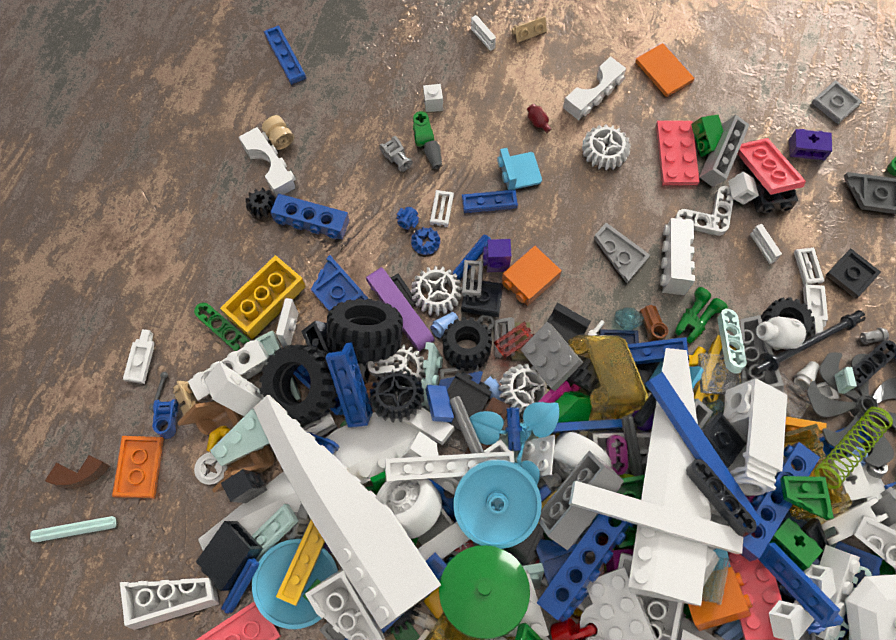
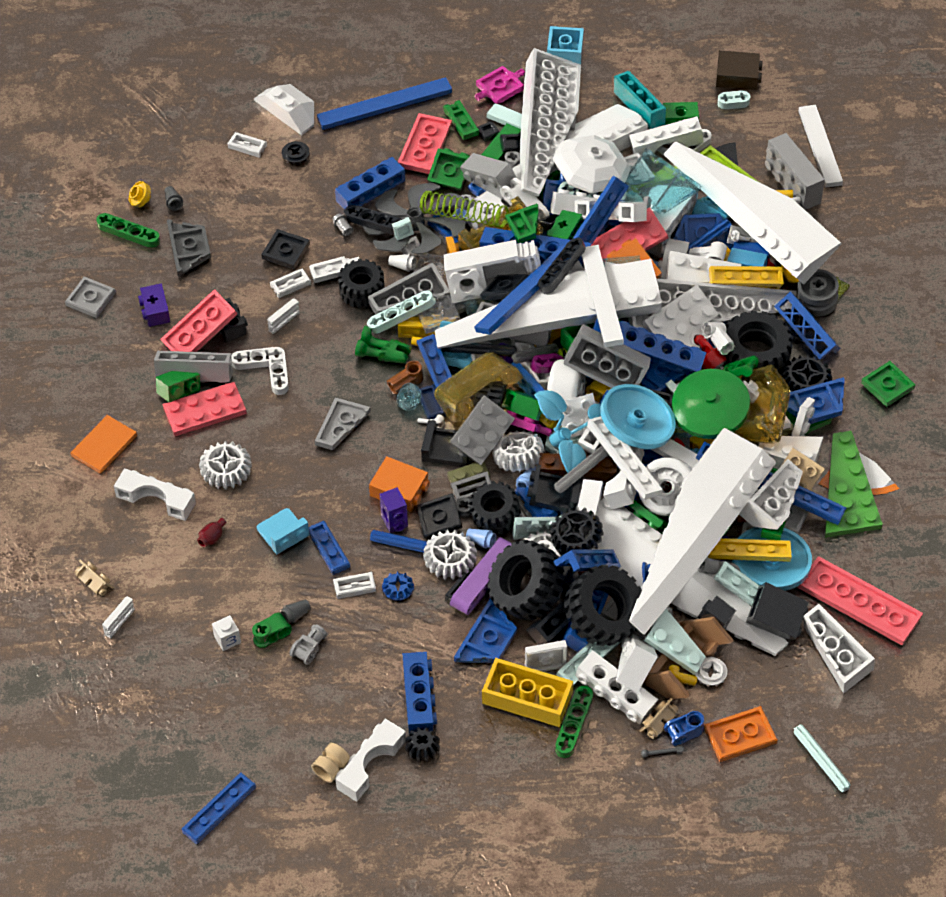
camera: 110 degrees left, 15 degrees down
(66, 478) = (782, 781): reddish brown brick -> none
(139, 358) = (639, 779): white hinge -> none
(240, 585) = (786, 587): blue axle -> none
(407, 218) = (382, 605): blue gear -> none
(439, 403) = (567, 498): tile -> none
(471, 292) = (427, 528): light grey tile -> none
(513, 428) = (564, 432): blue pin -> none
(526, 331) = (472, 470): clear red tile -> none
(678, 256) = (327, 374): white wedge -> none
(743, 188) = (230, 342): white brick -> none
(782, 333) = (384, 271): white piece -> none
(846, 322) = (339, 243): black bar -> none

